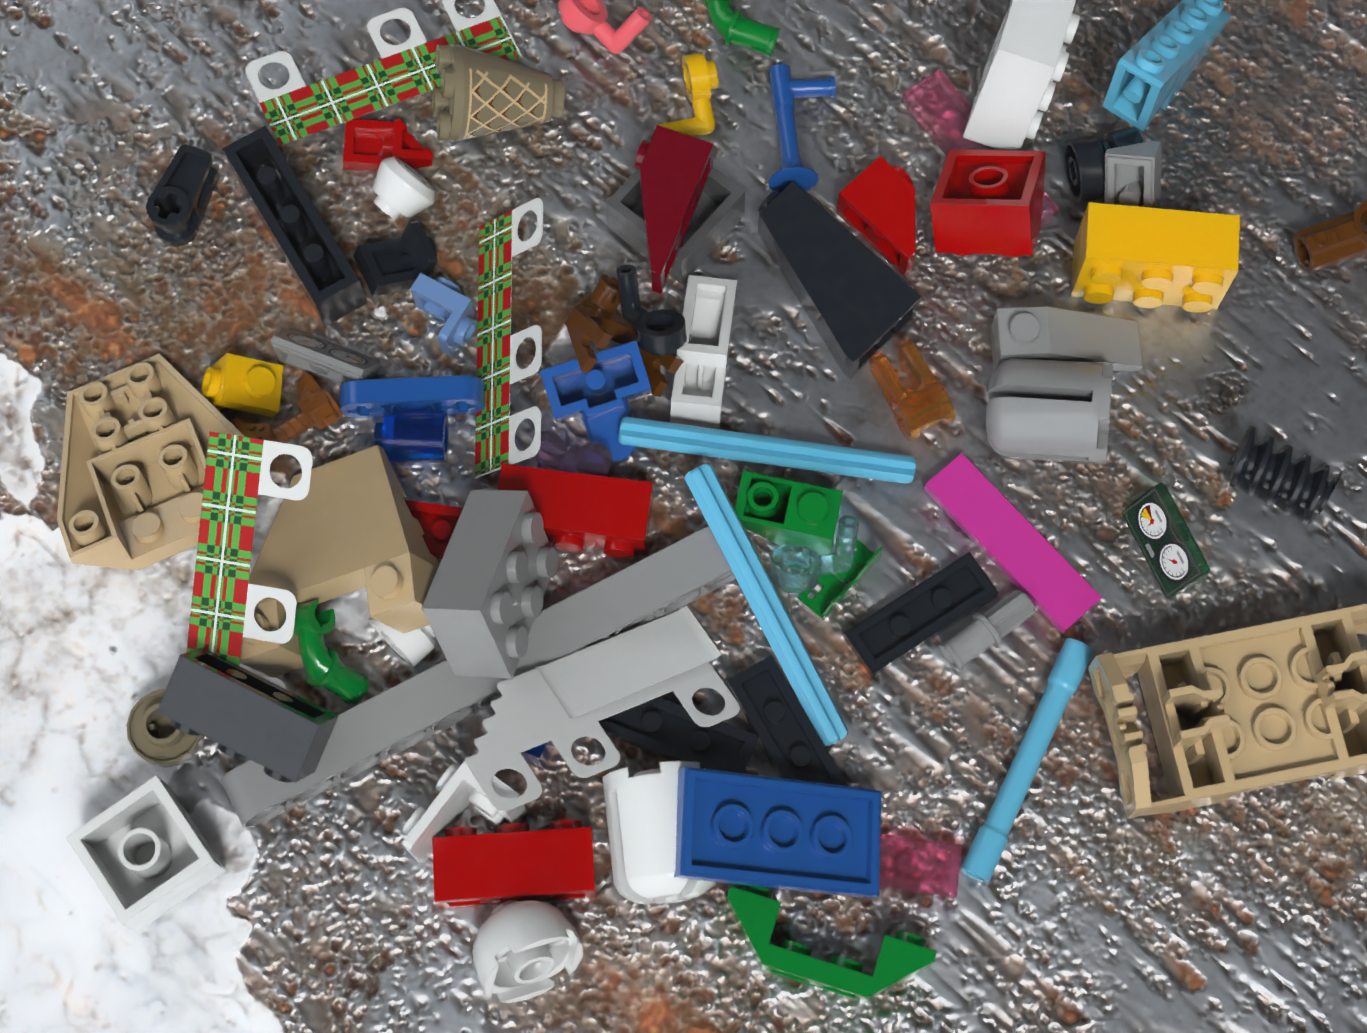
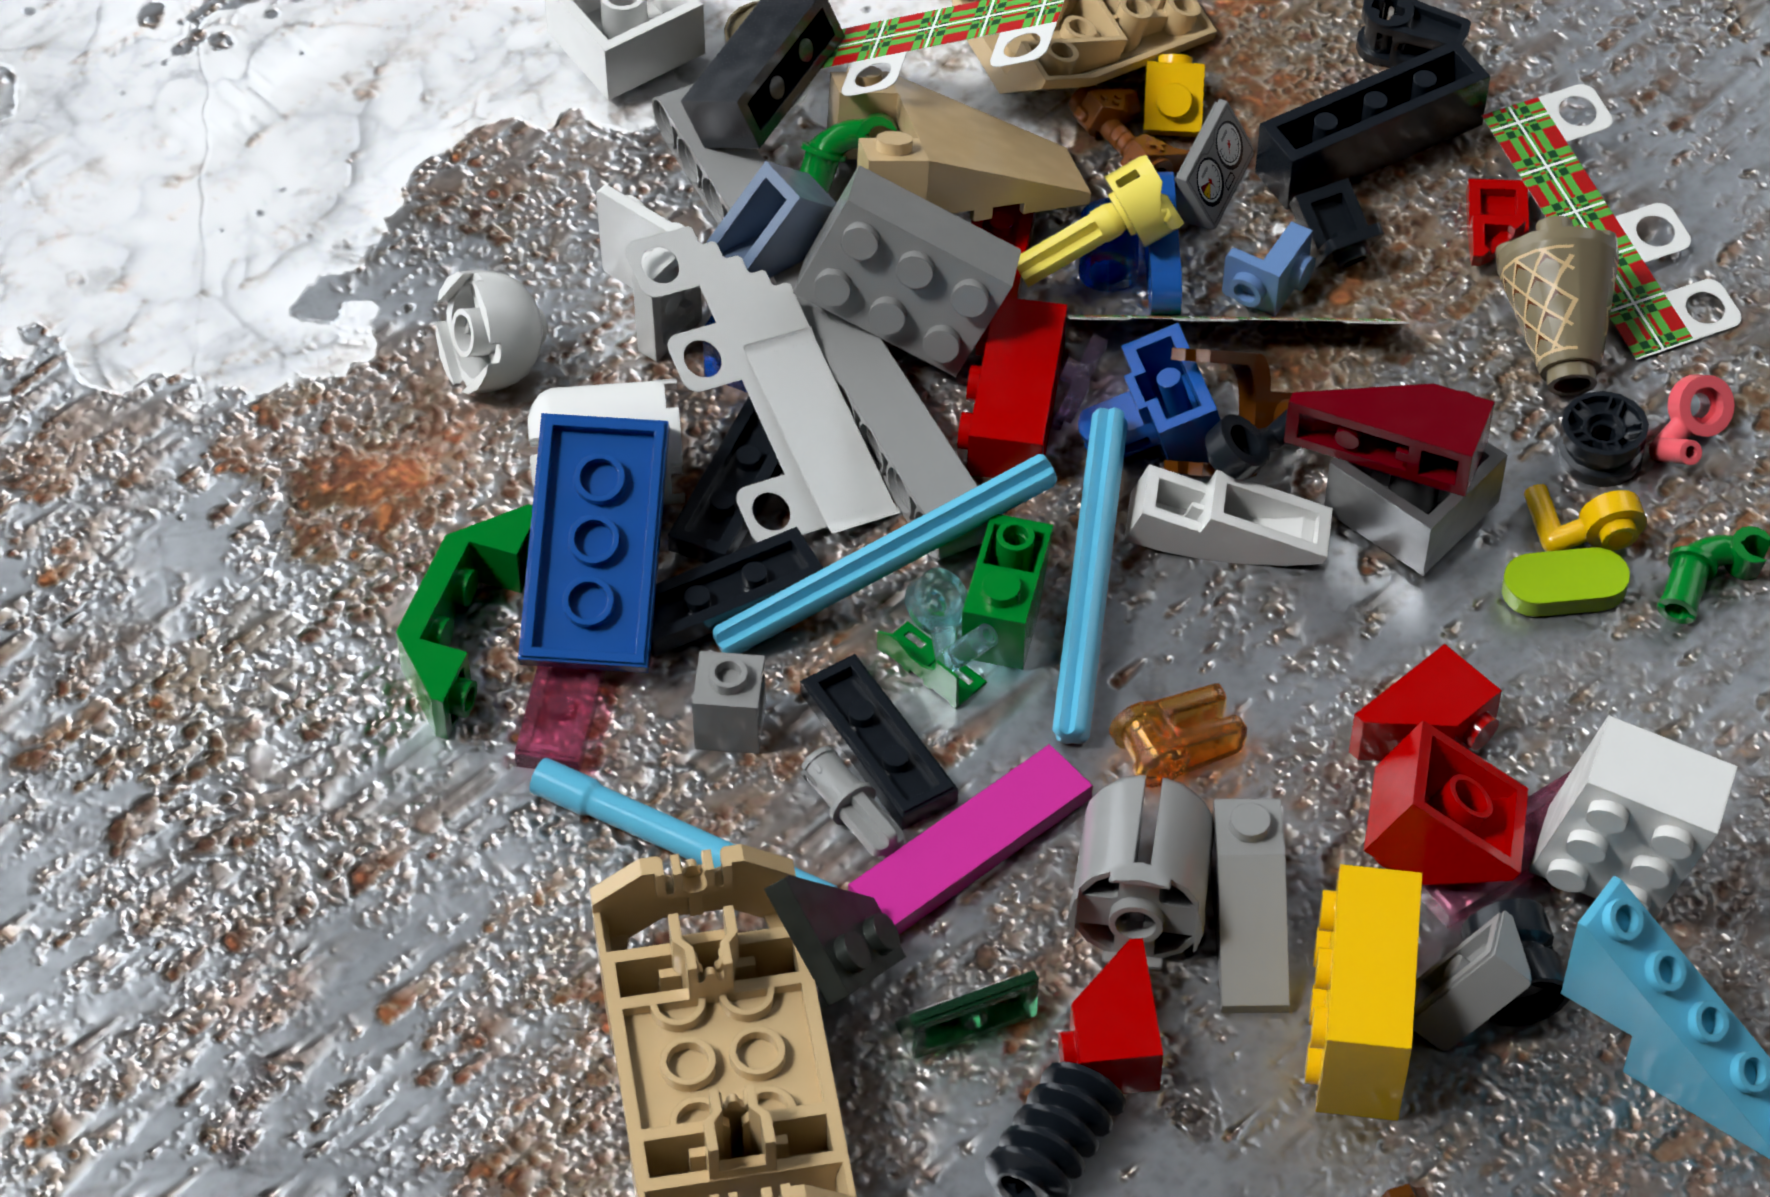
camera: 90 degrees right, 20 degrees down
(401, 189) = (1434, 228): white cone -> none
(425, 429) = (1133, 206): none -> light yellow piece
(433, 702) = (774, 219): none -> sand blue slope
(514, 865) = (588, 316): red brick -> none
(604, 65) = (1599, 418): none -> black wheel
(747, 117) = (1565, 582): none -> lime tile
(783, 95) = (1610, 620): blue piece -> none
(838, 280) = (1330, 657): black slope -> none
(907, 724) = (729, 702): none -> light grey brick
(1147, 623) = (836, 933): none -> pearl dark grey wing
(1178, 435) = (1117, 1024): none -> red slope

